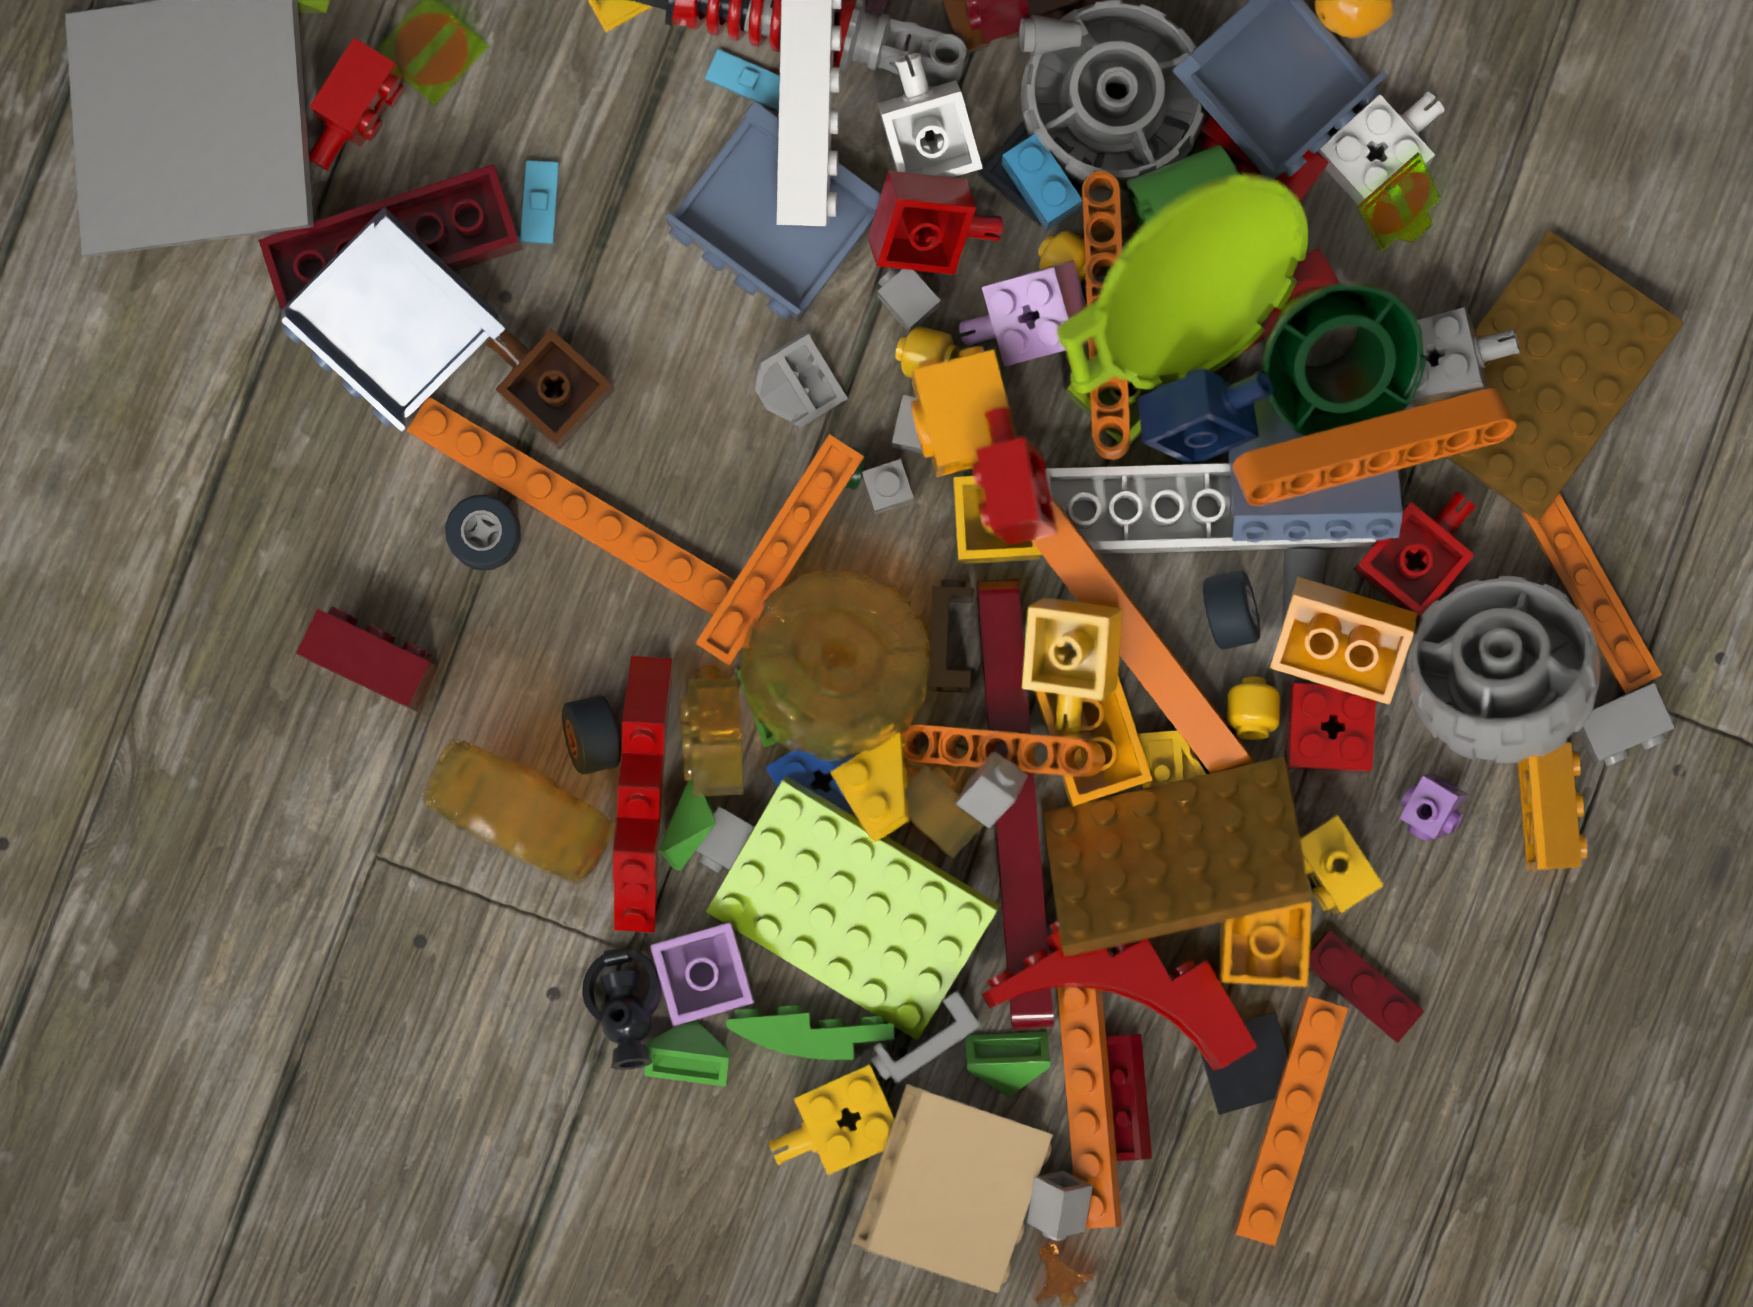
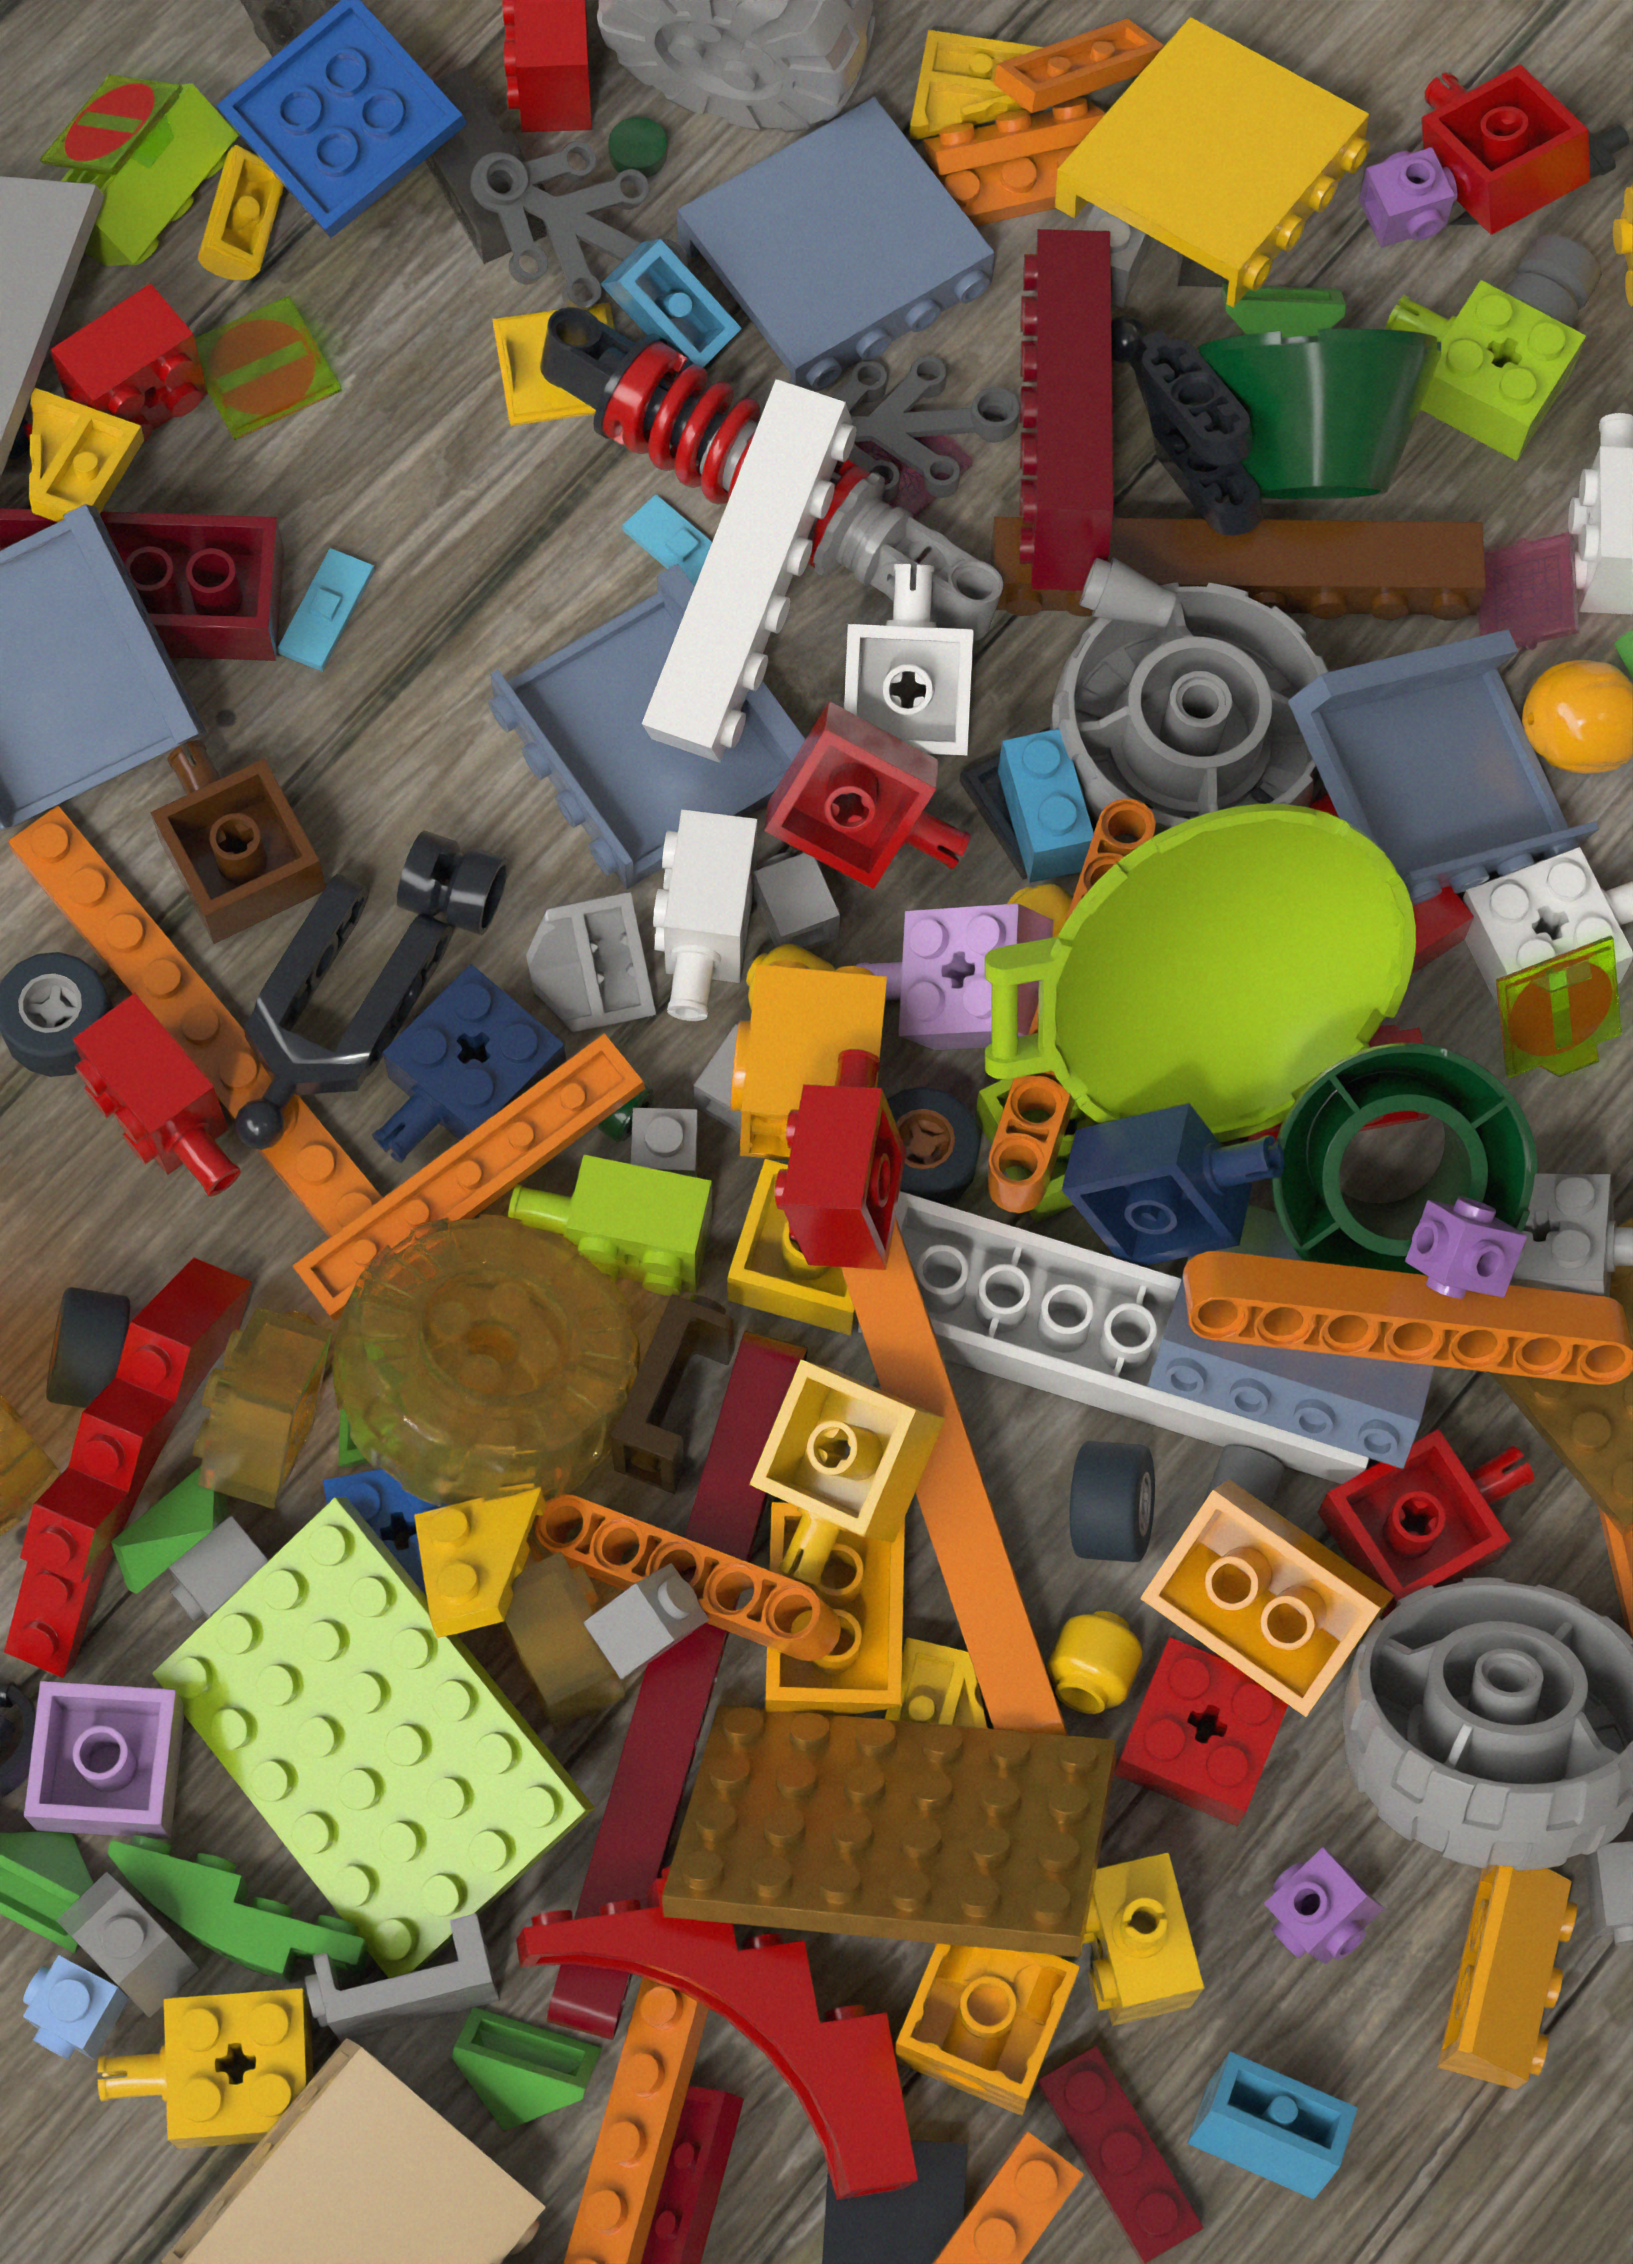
camera: 15 degrees right, 15 degrees down
(353, 171) = (76, 455): none -> yellow wing
(572, 566) = (155, 1094): none -> red brick
(643, 513) = (302, 1065): none -> black piece
(708, 361) = (473, 889): none -> black wheel
(739, 1120) = (72, 2008): none -> light blue brick
(754, 498) = (430, 1055): none -> dark blue brick
(756, 1073) = (128, 1944): none -> light grey slope
(858, 328) = (704, 905): none -> white brick
(882, 545) = (629, 1221): none -> lime brick
(1048, 417) = (940, 1125): none -> black wheel
(1395, 398) = (1452, 1242): none -> medium lavender brick
(1445, 942) = (1272, 2125): none -> dark azure brick

